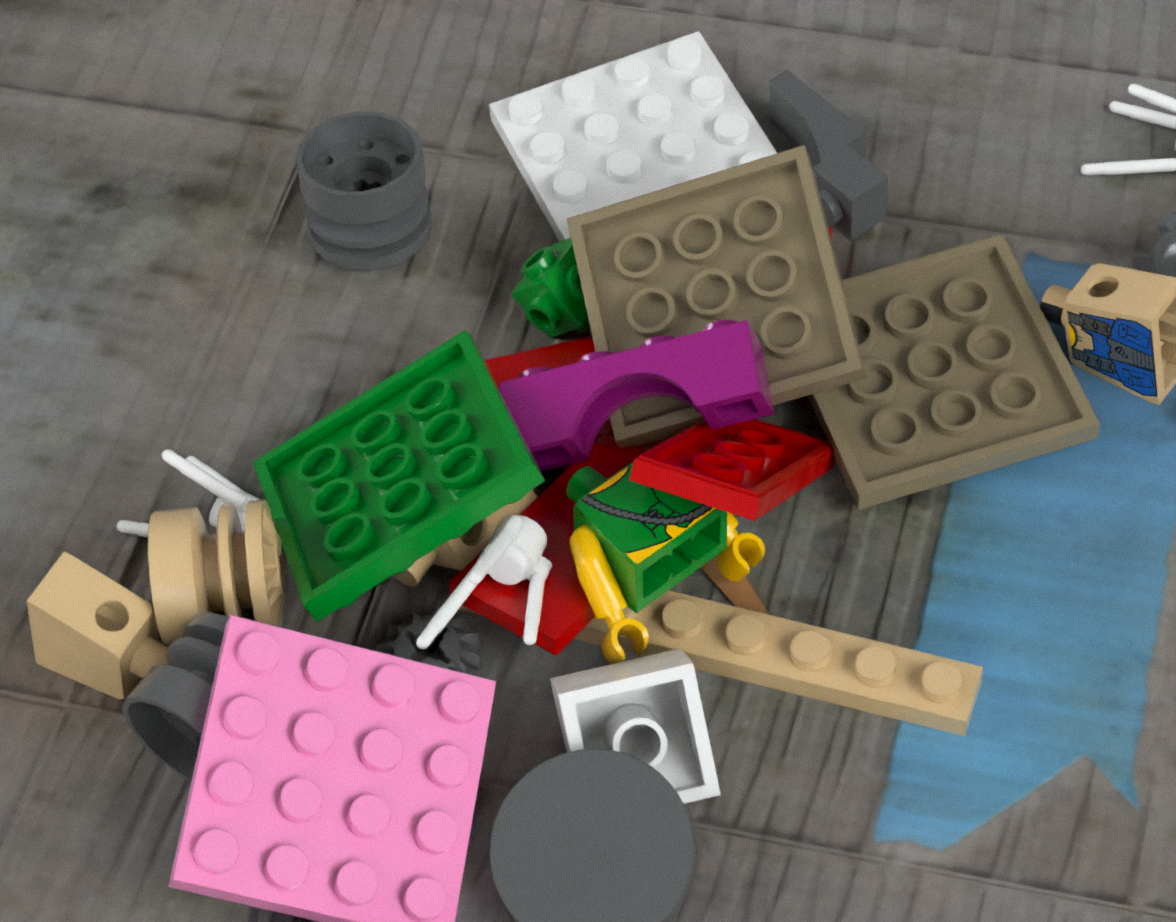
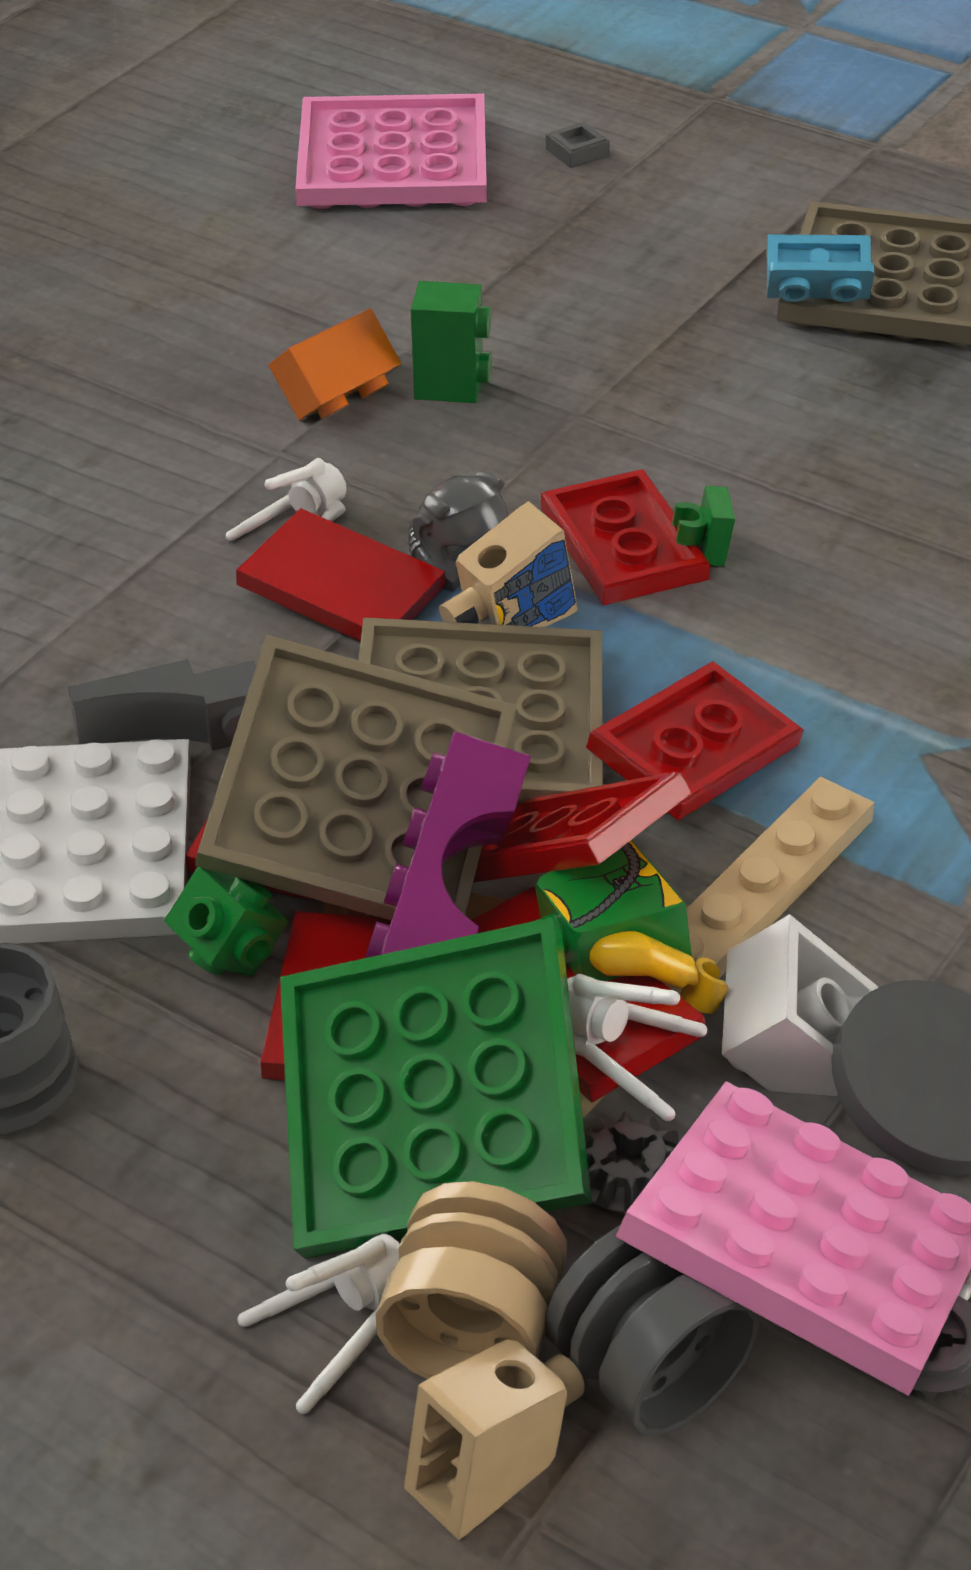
camera: 75 degrees left, 10 degrees down
(980, 548) = (700, 727): none -> red tile
(1080, 200) = (338, 575): none -> red tile

